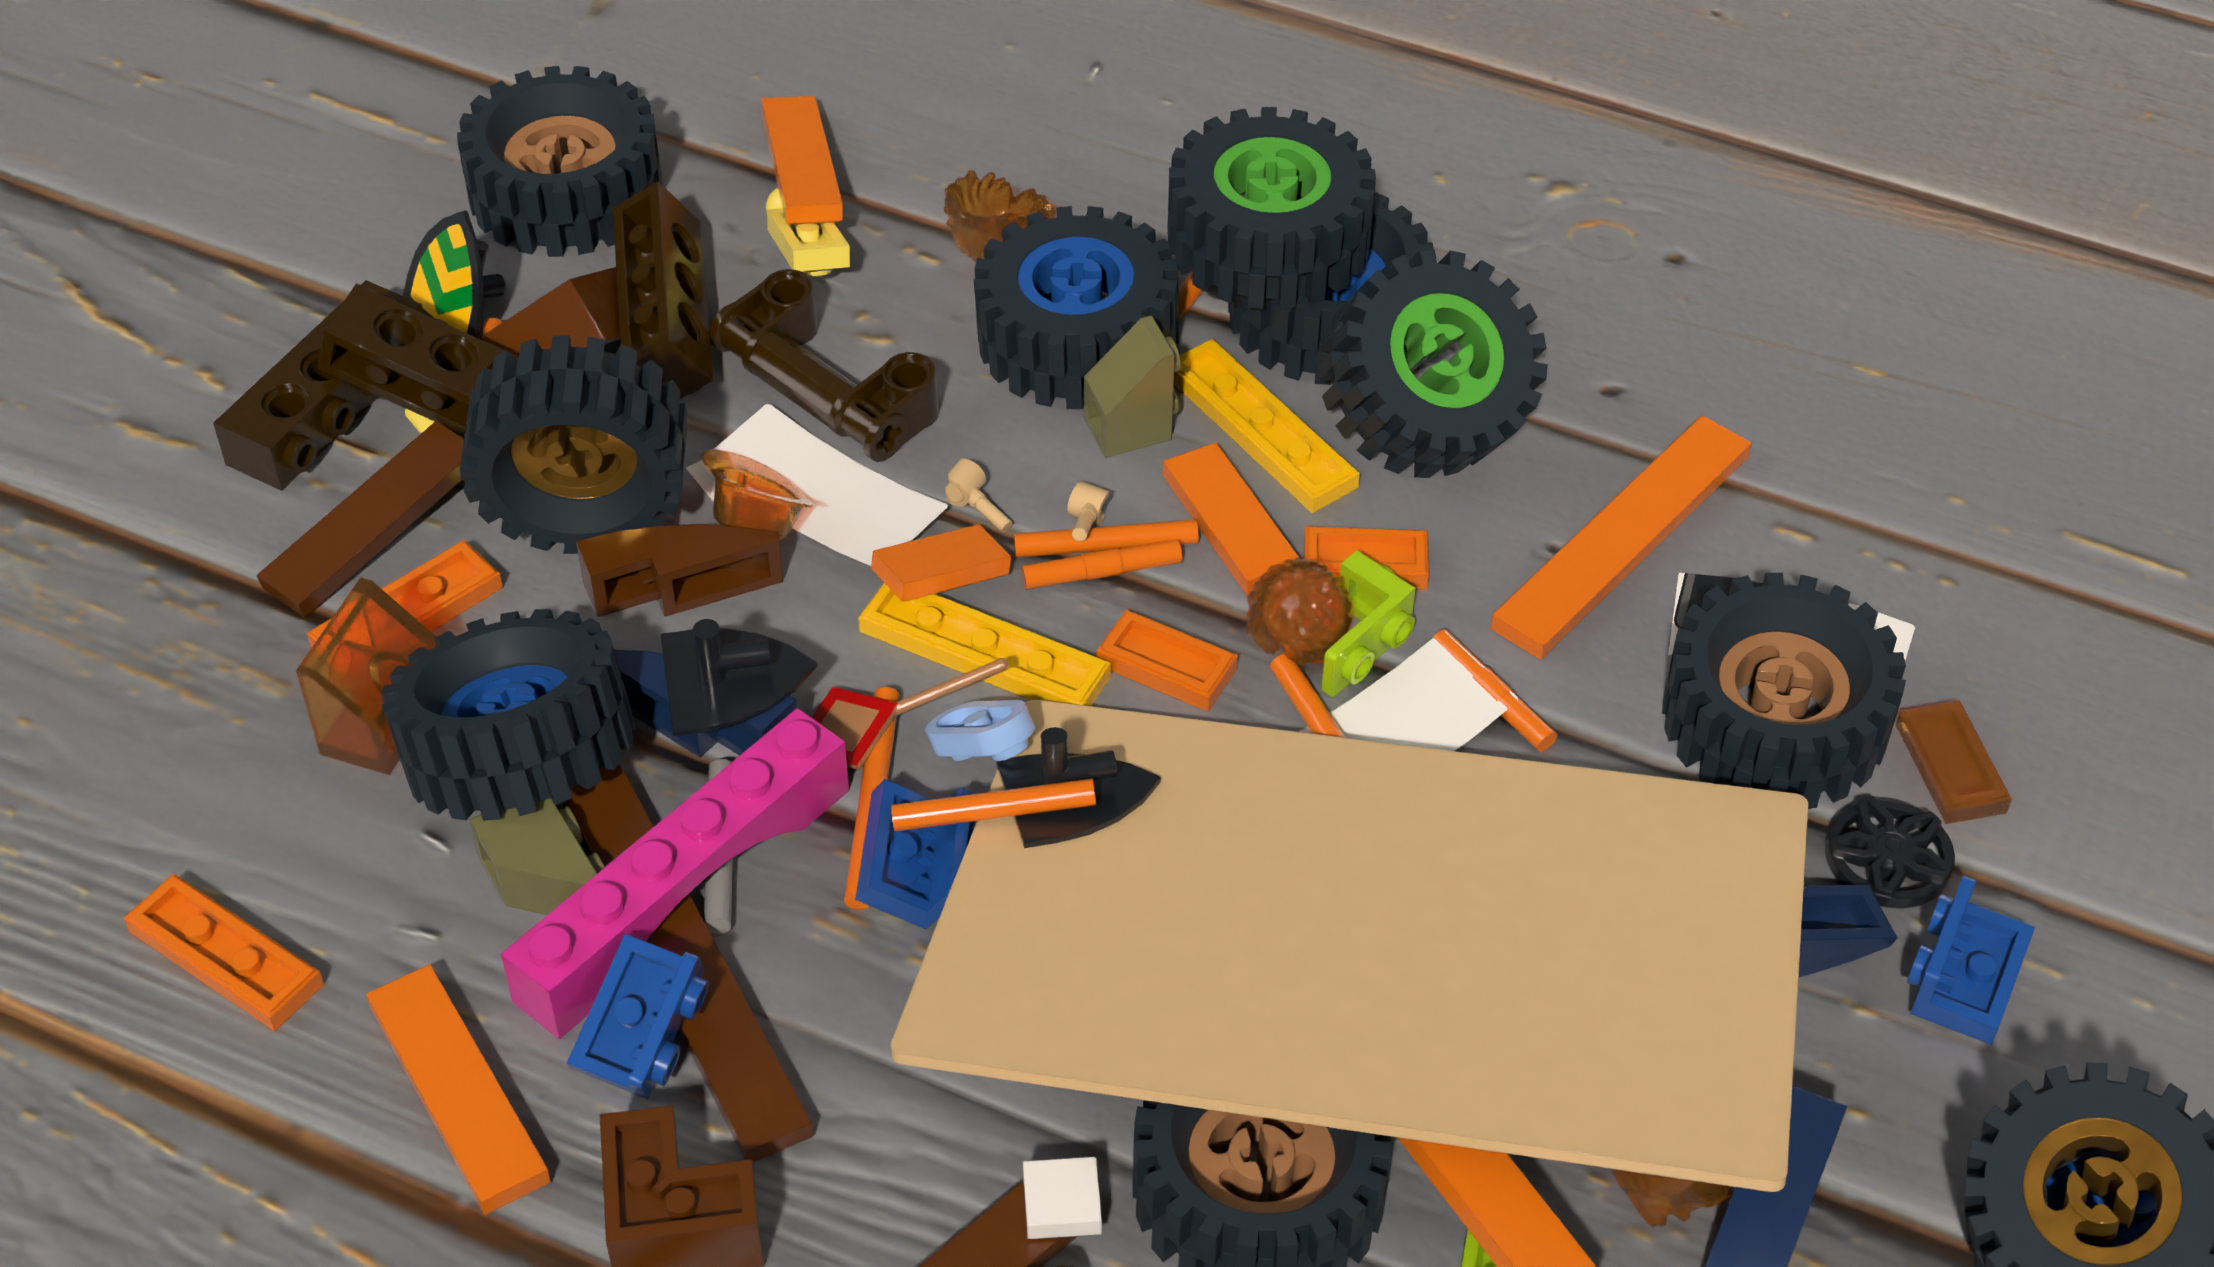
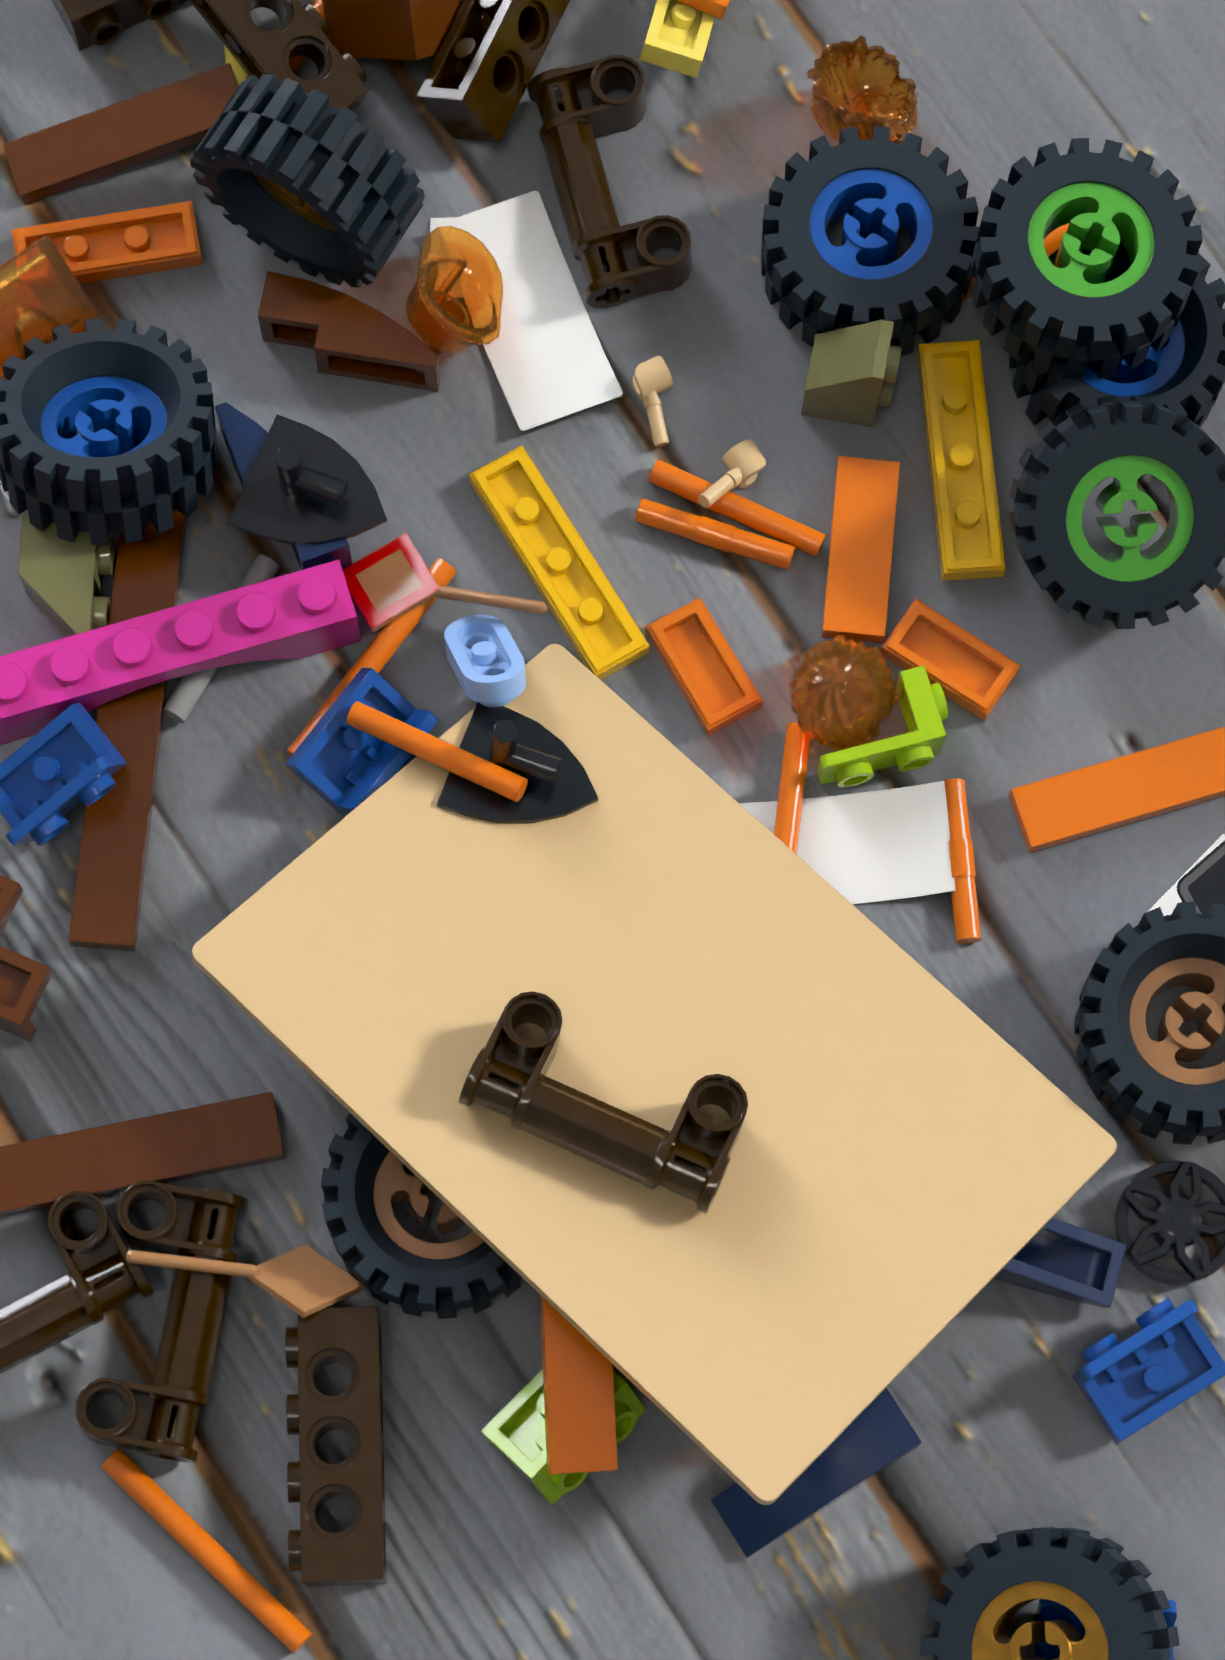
camera: 30 degrees right, 25 degrees up
(940, 562) = (571, 459): orange tile -> none
(1062, 1198) = (272, 1131): white tile -> none
(1473, 958) = (514, 1083): none -> dark brown piece

